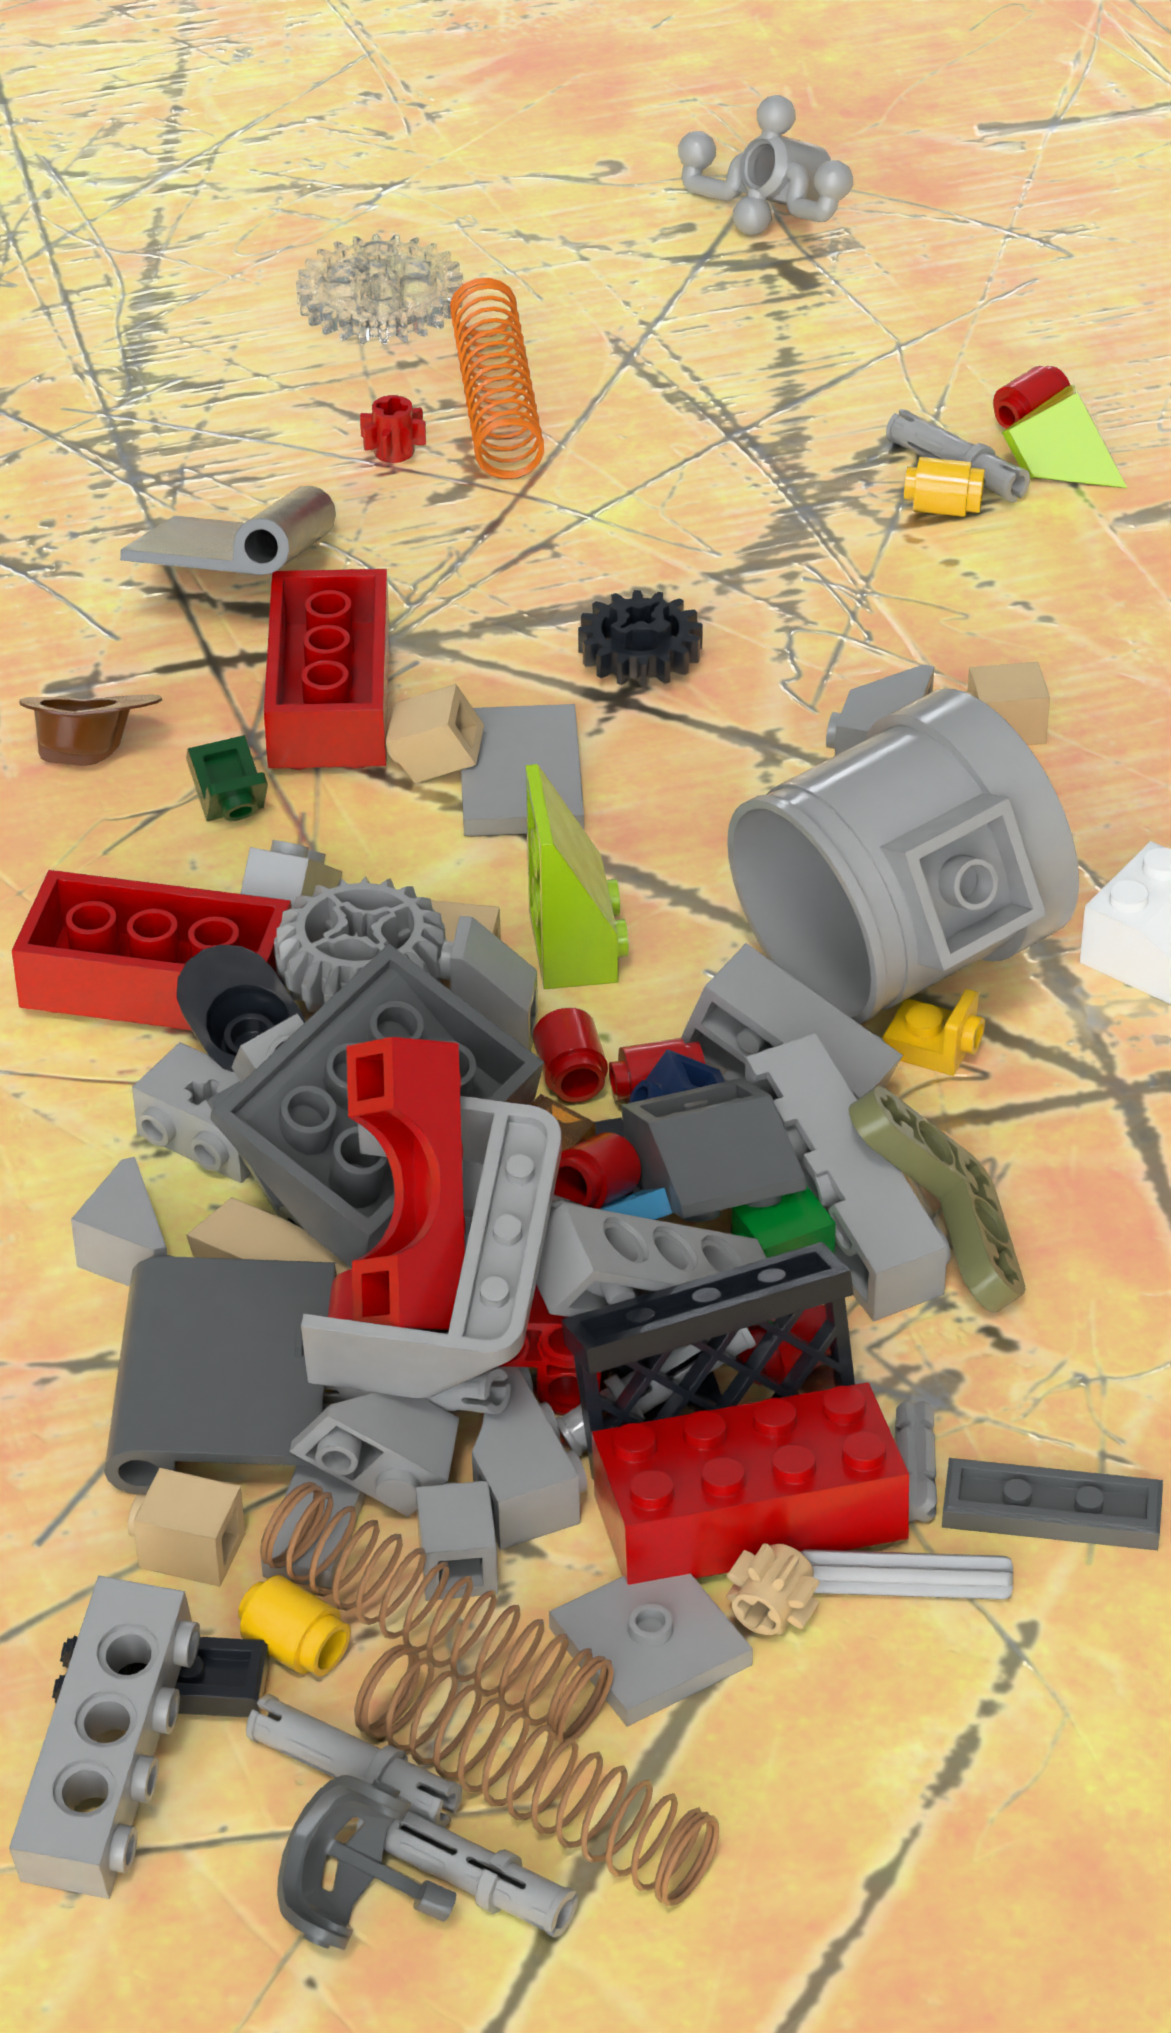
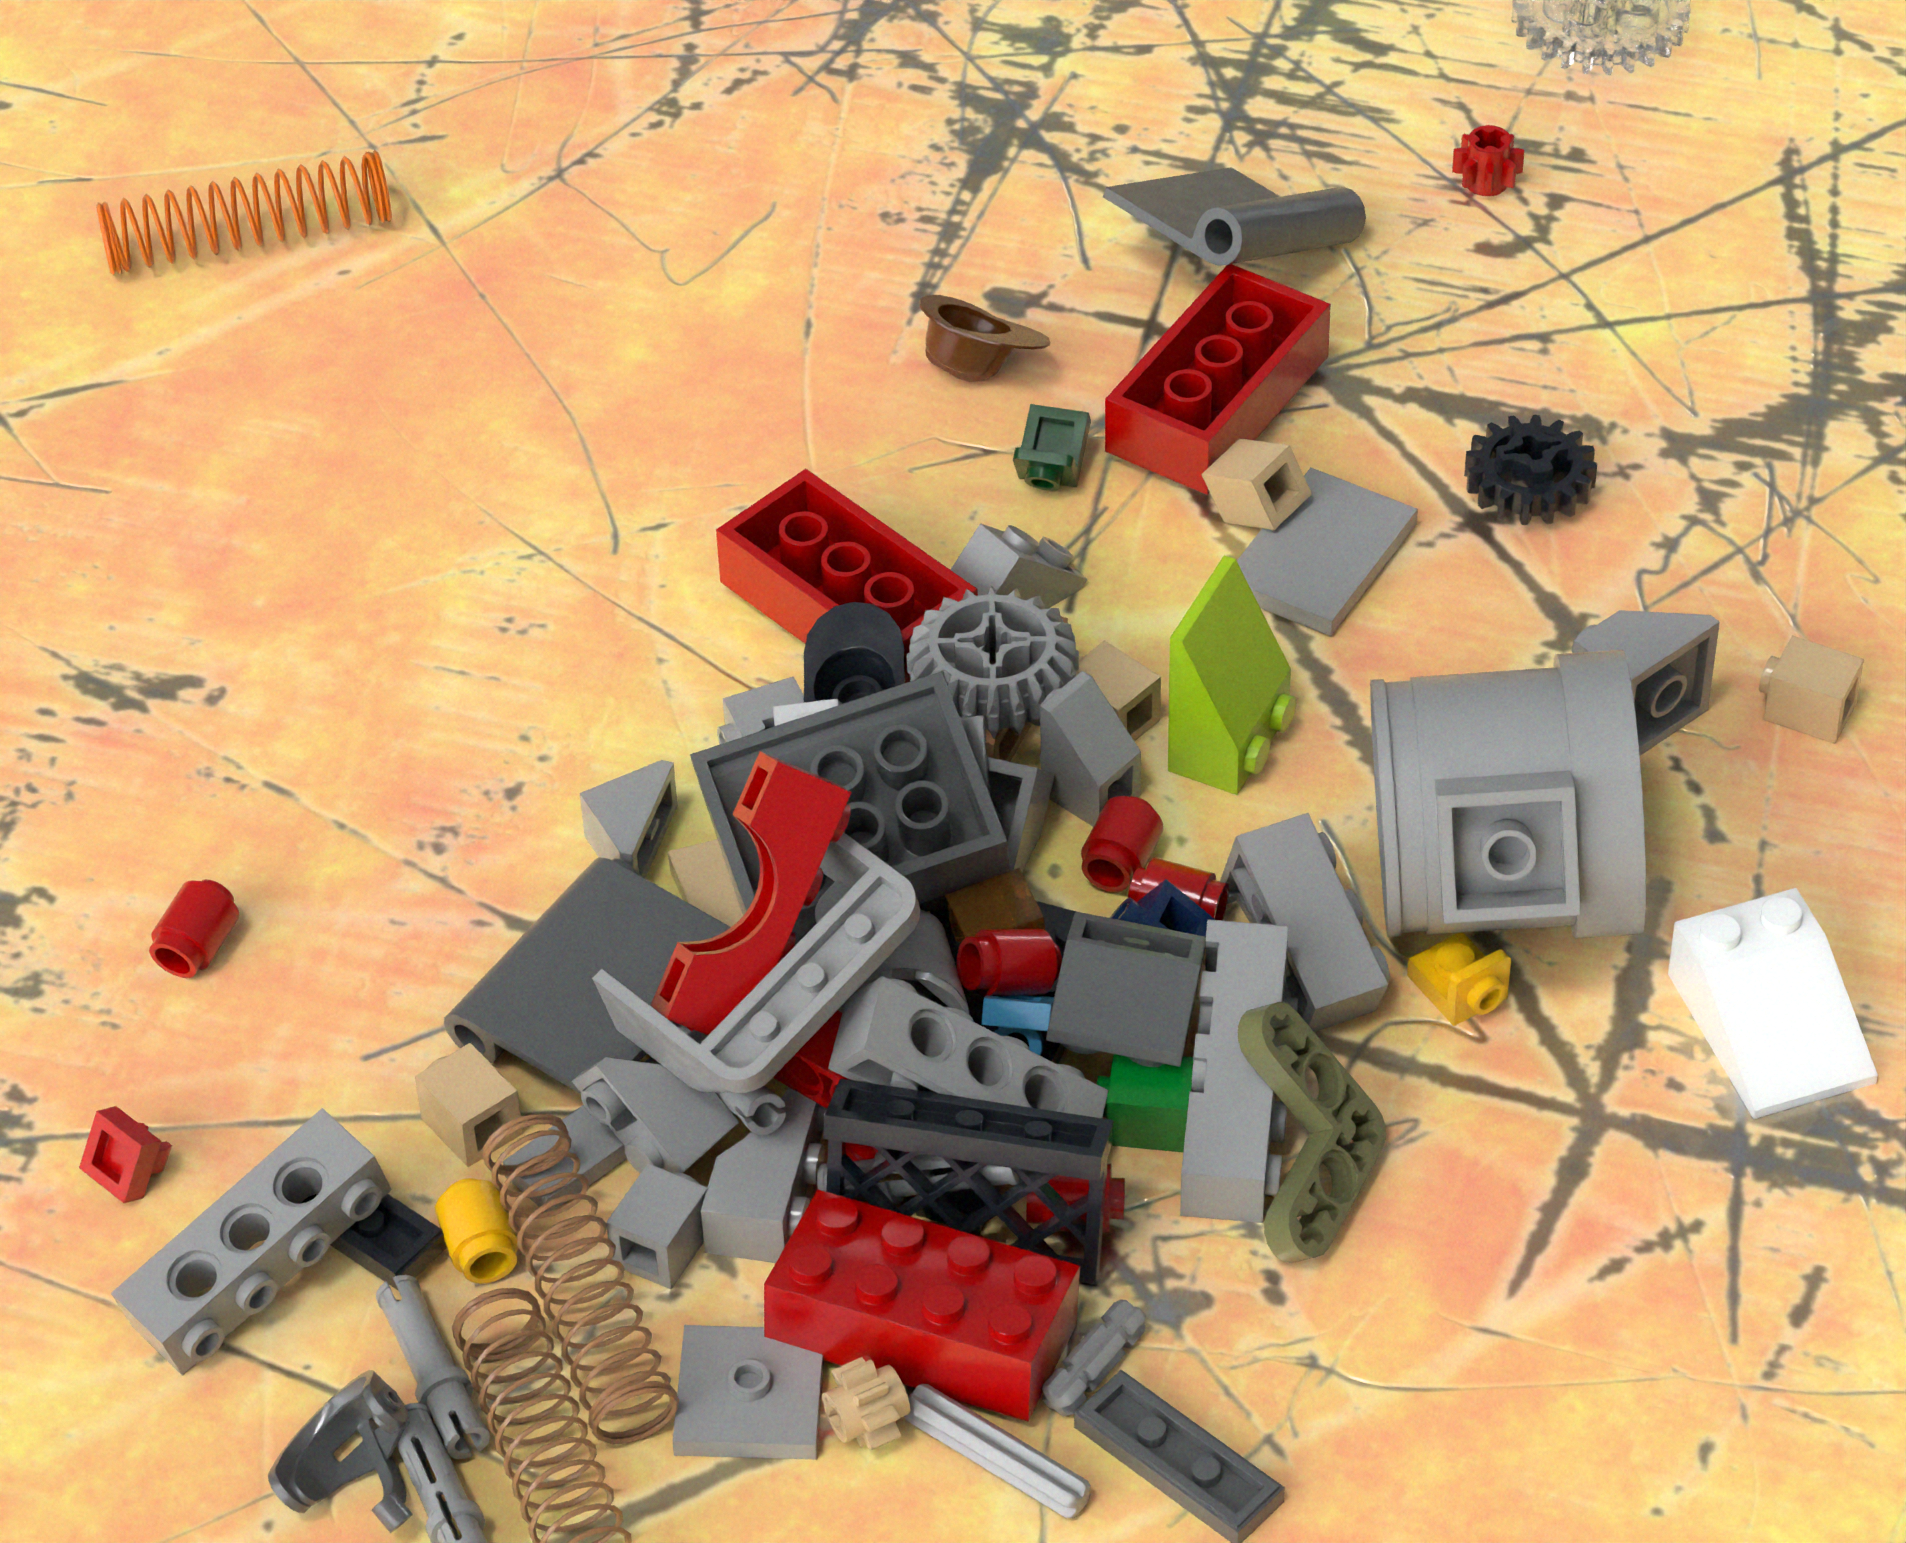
camera: 35 degrees right, 5 degrees up
(480, 432) = (1558, 192): orange piece -> none

